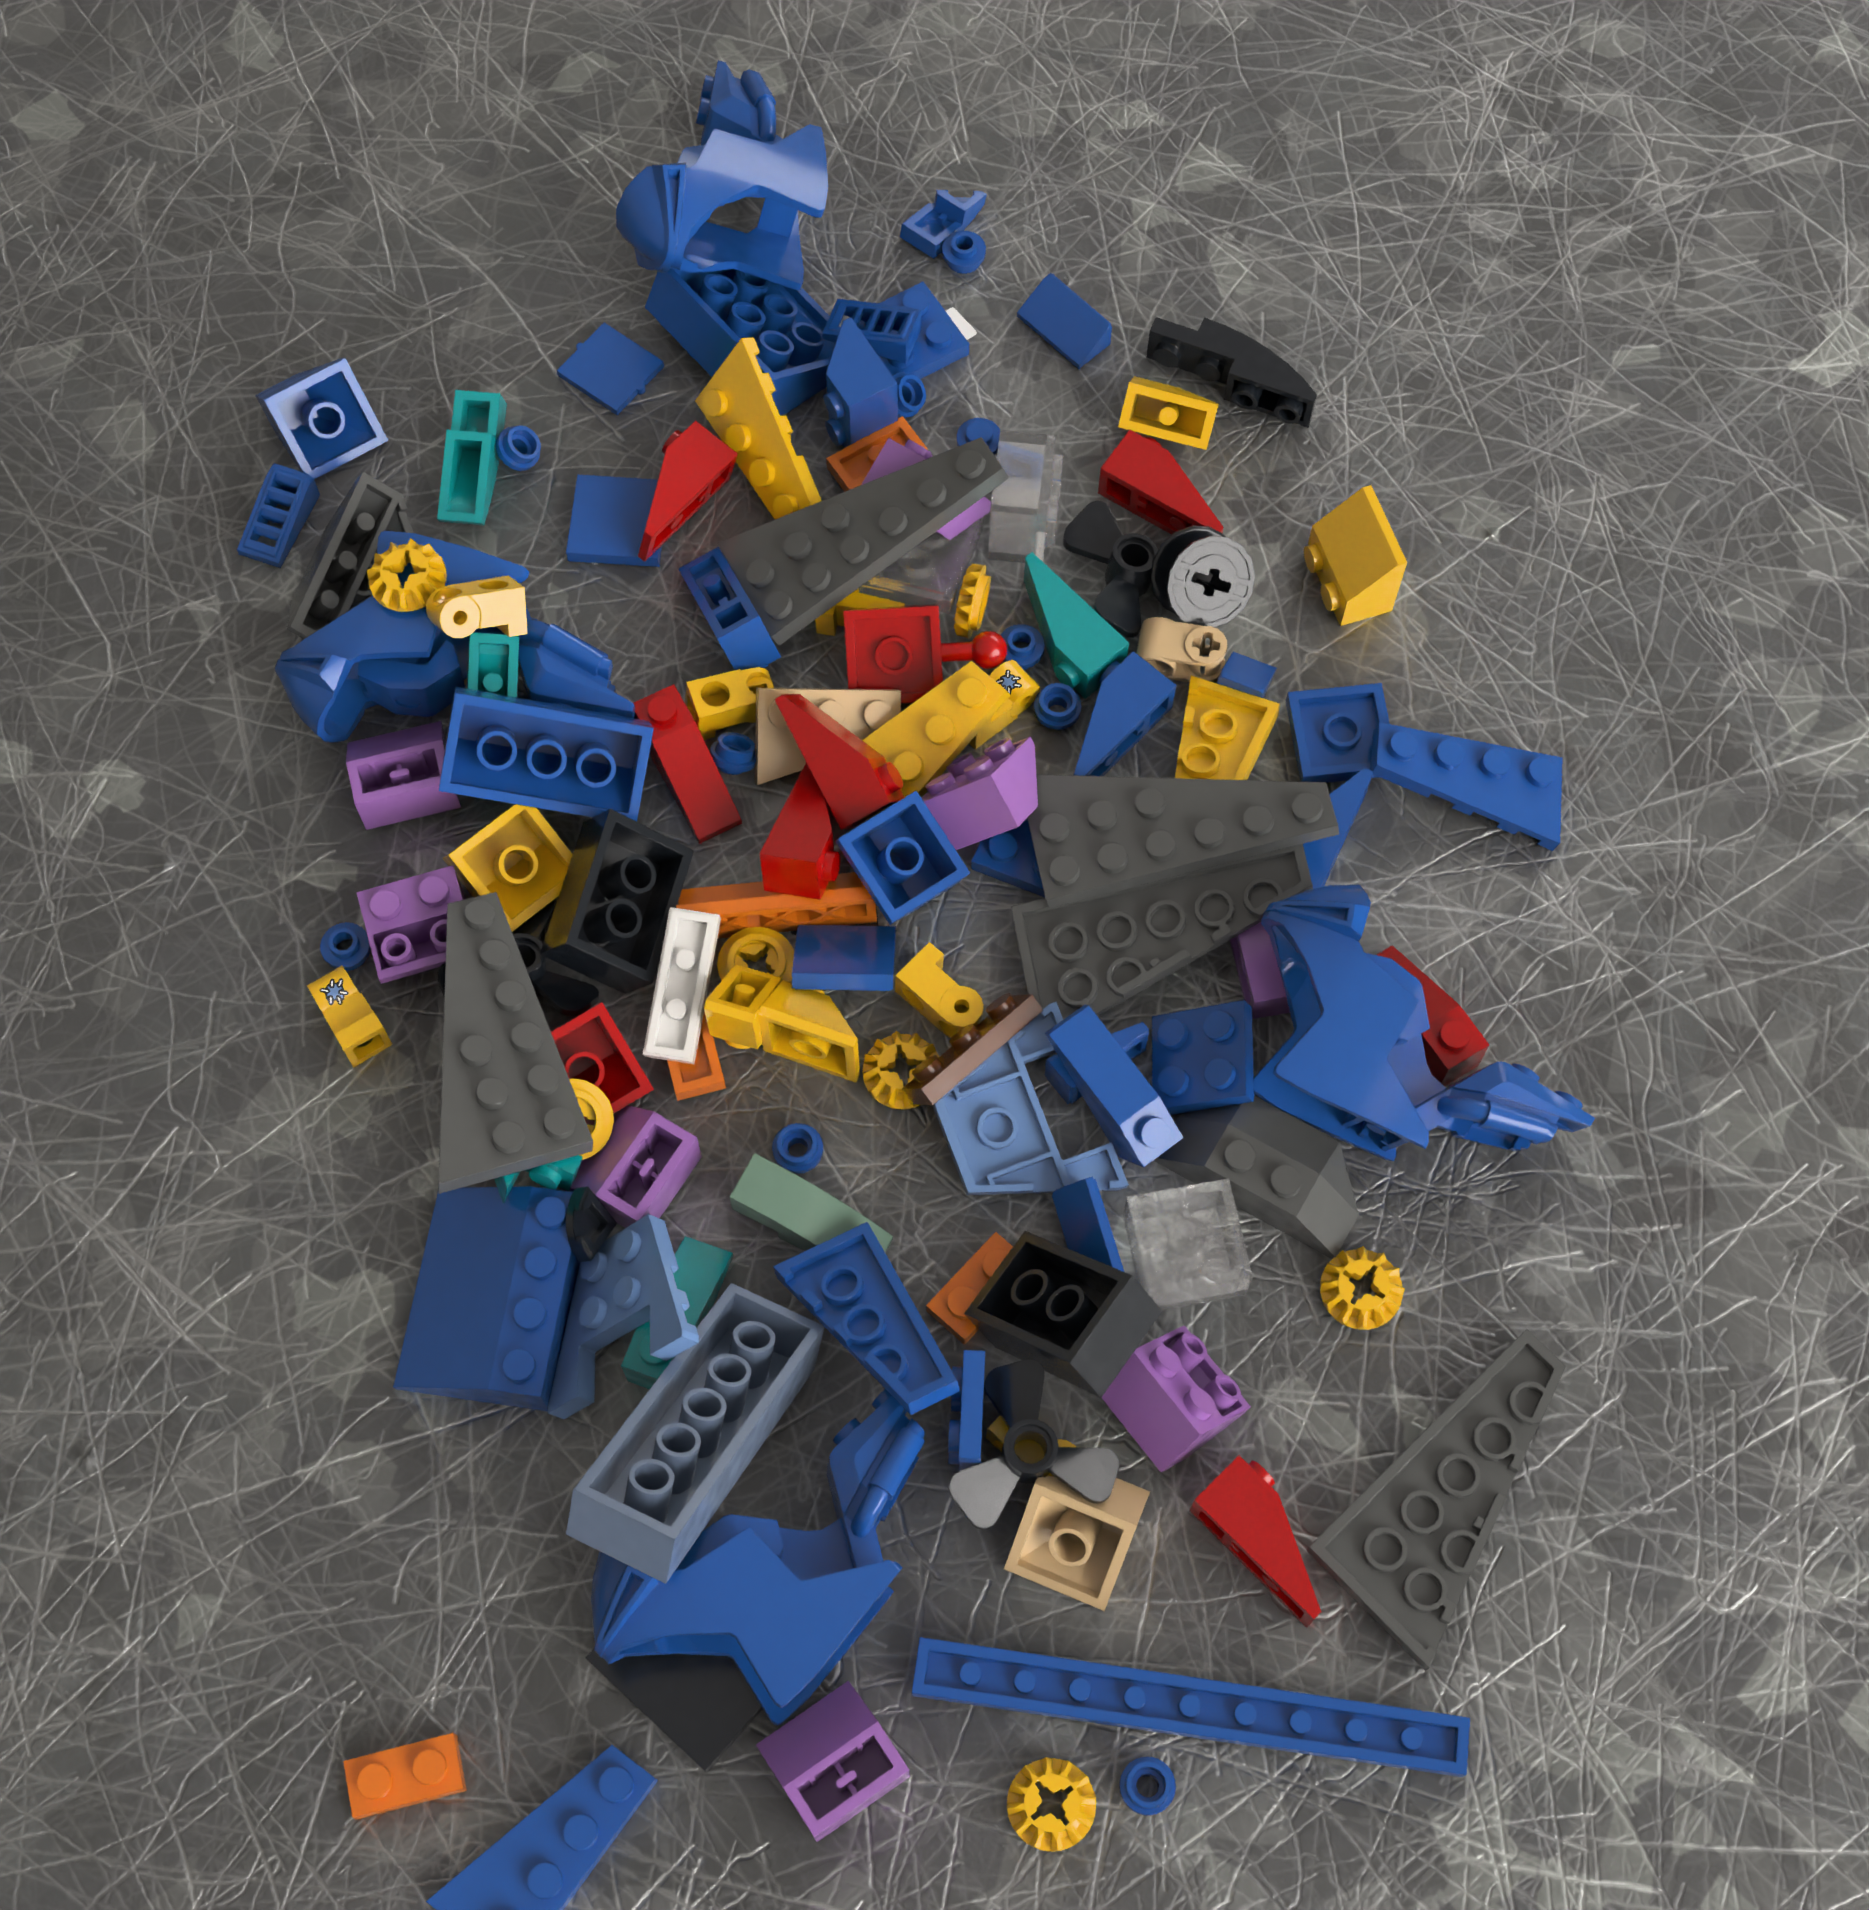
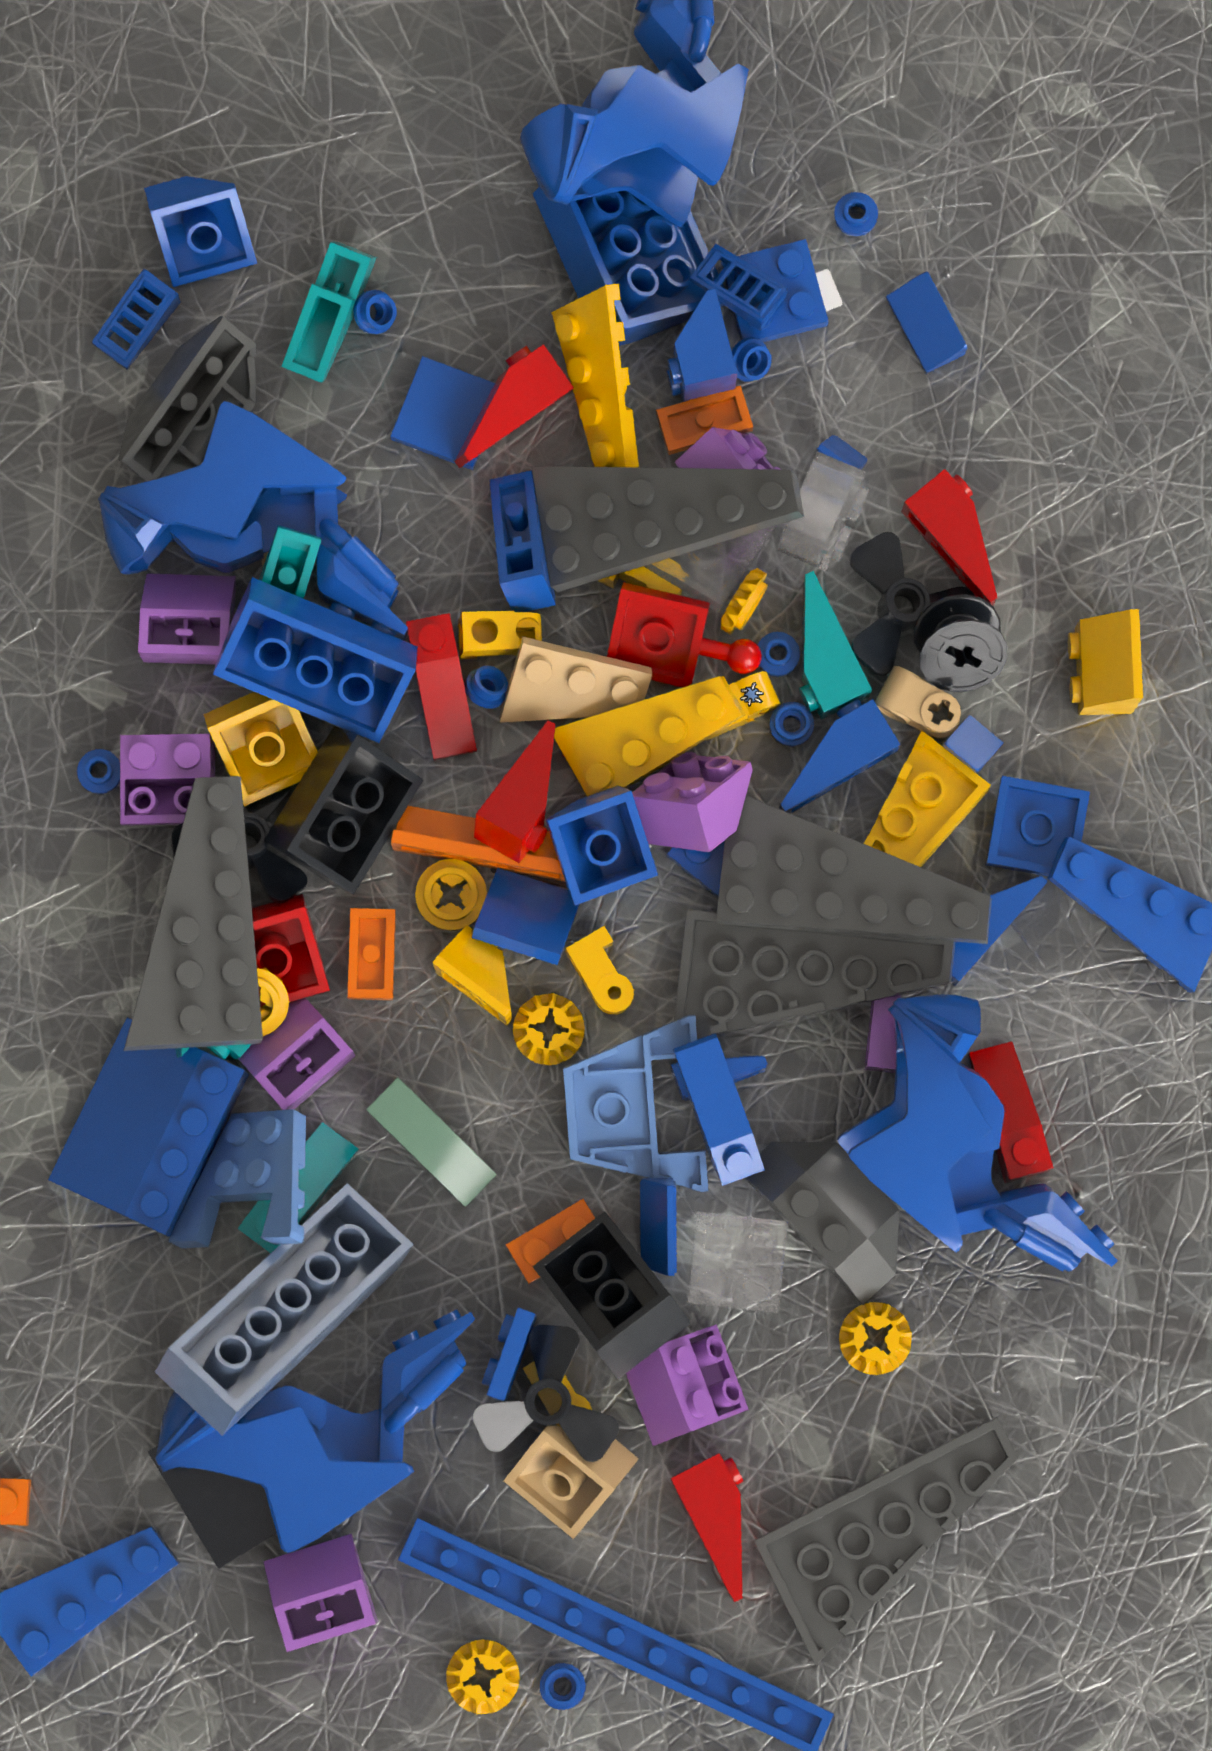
camera: 15 degrees right, 15 degrees up
(349, 1016) = (87, 838): yellow leg -> none
(387, 586) = (243, 477): yellow gear -> none
(479, 604) = (291, 509): yellow leg -> none
(587, 1224) = (241, 1098): black tile -> none
(610, 368) = (484, 244): blue piece -> none
(681, 985) = (378, 905): white tile -> none
(734, 1006) = (426, 936): yellow slope -> none
(792, 1135) = (434, 1059): blue plate -> none
(847, 770) = (576, 742): red slope -> none
(869, 1311) = (451, 1240): blue wing -> none
(939, 219) = (844, 173): blue slope -> none
(971, 1048) = (610, 1035): reddish brown plate -> none
(977, 428) = (806, 426): blue plate -> none
(1168, 413) = (986, 458): yellow slope -> none
(1203, 1057) = (807, 1100): blue plate -> none
(1251, 371) = (1084, 434): black slope -> none

